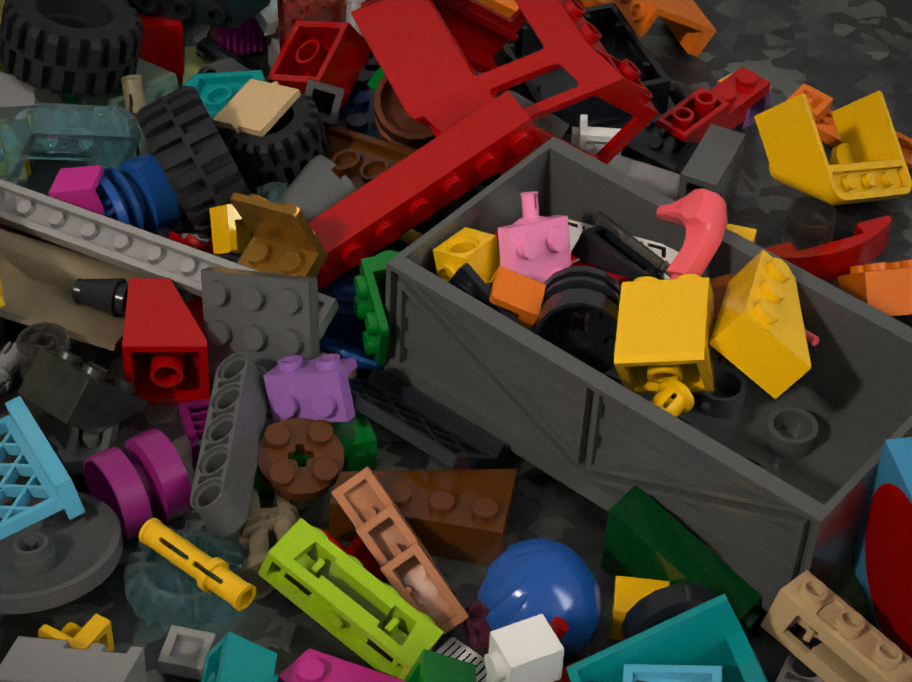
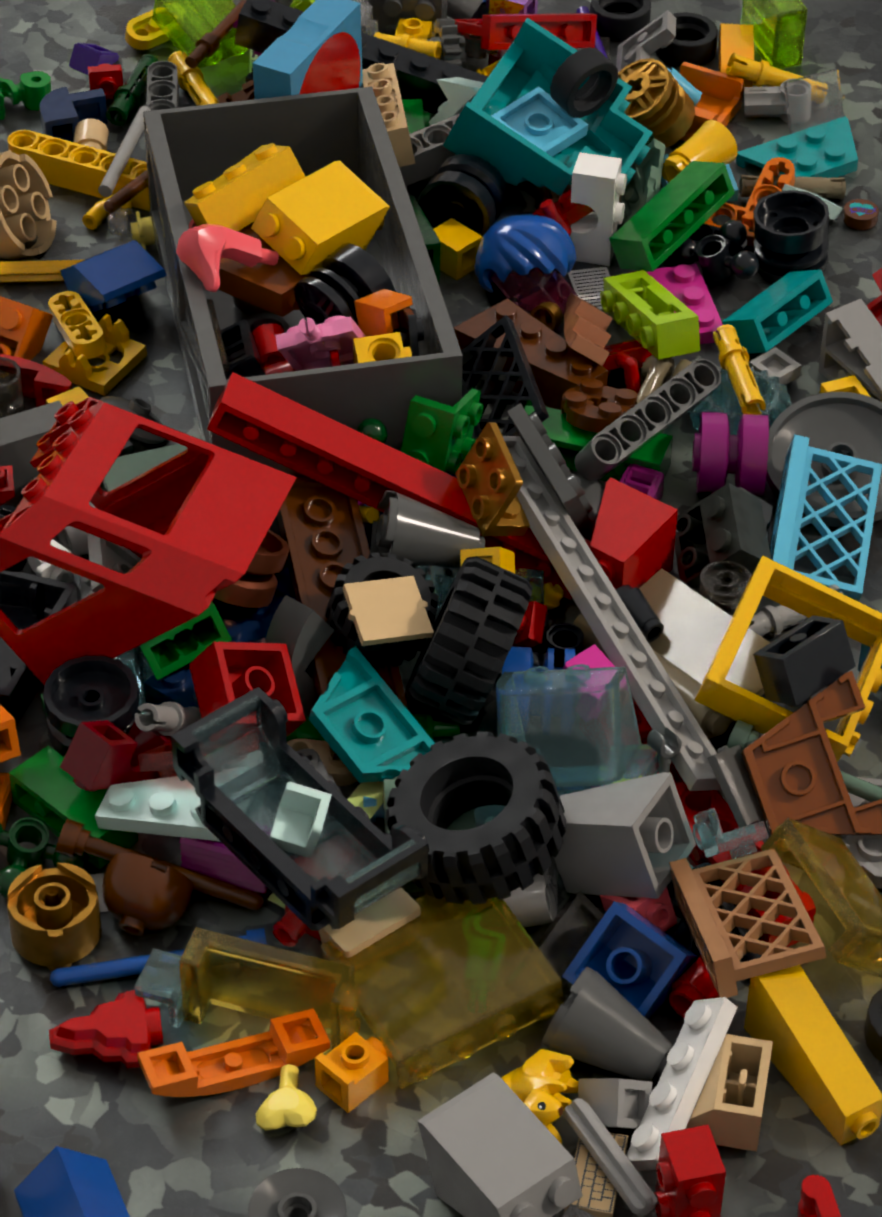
camera: 140 degrees left, 0 degrees up
(311, 388) = (555, 409): medium lavender bracket -> none
(467, 584) = (548, 312): none -> pearl gold hinge

